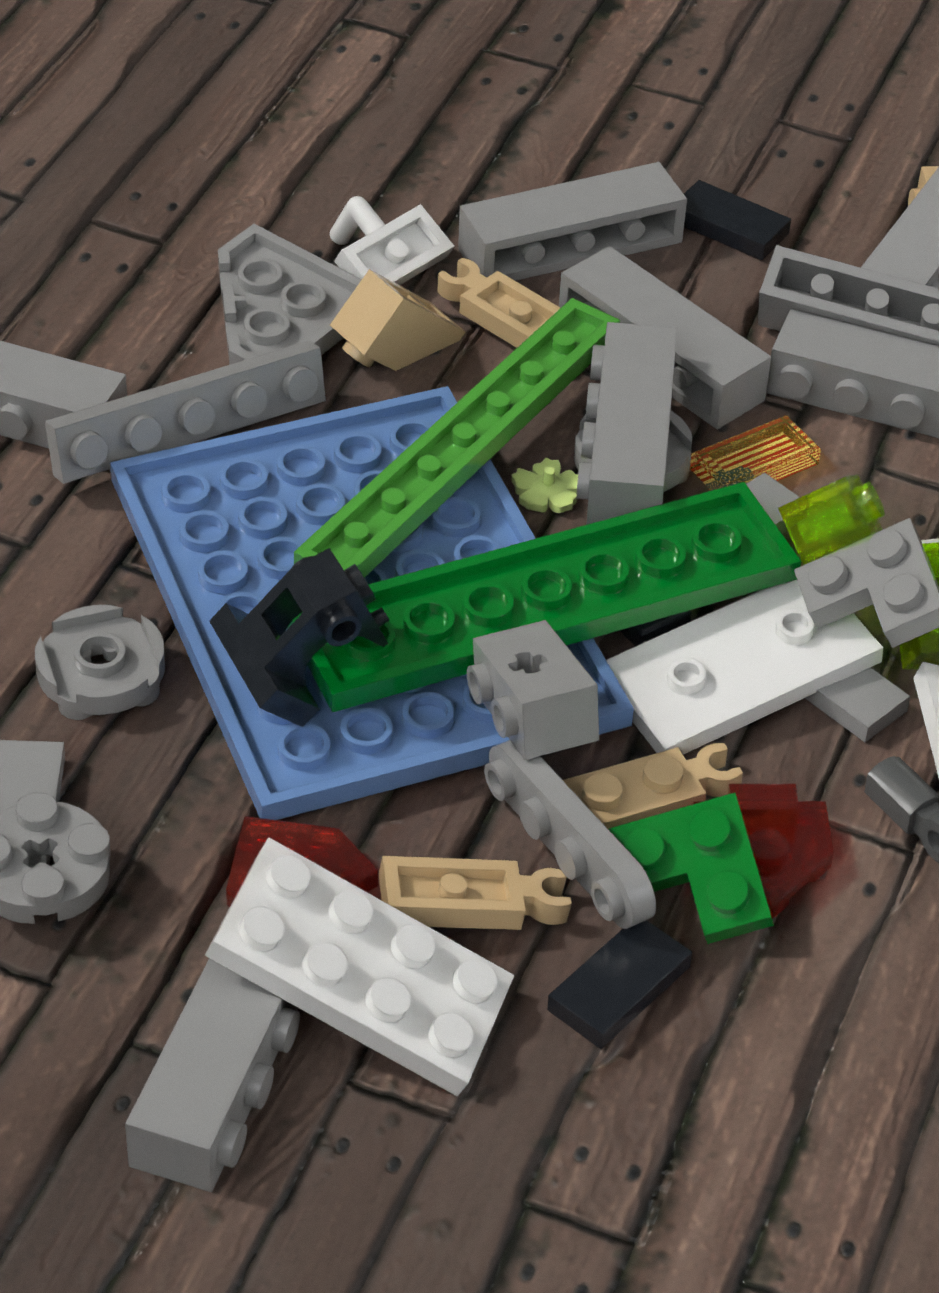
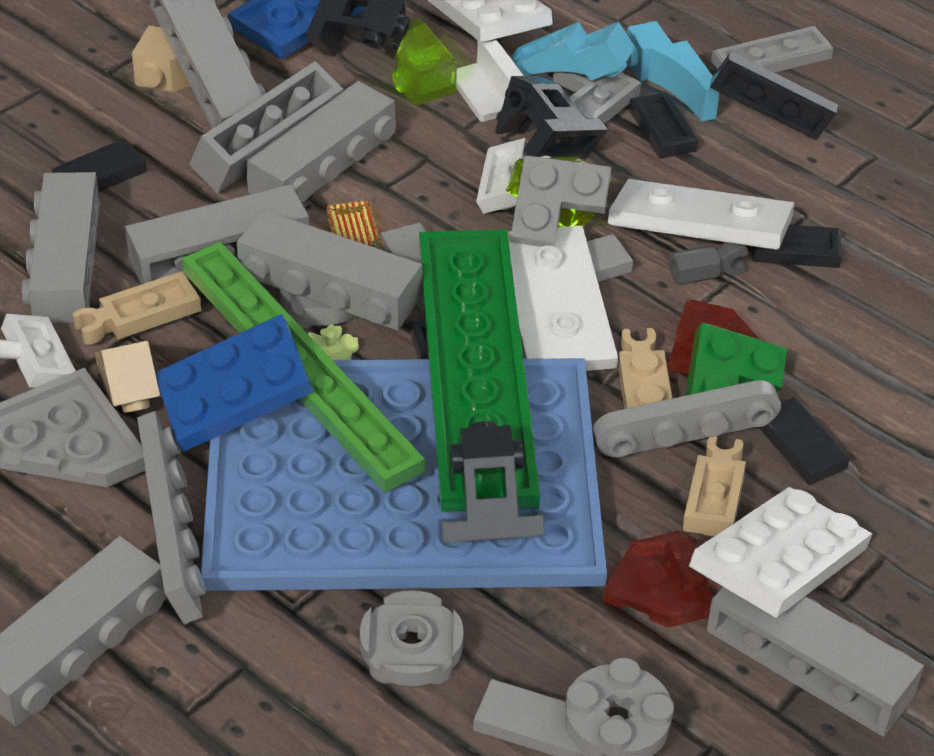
camera: 70 degrees left, 0 degrees up
(395, 393) = (233, 382): none -> blue plate
(534, 689) = (580, 386): light grey brick -> none
(832, 517) = (478, 200): clear neon green slope -> none

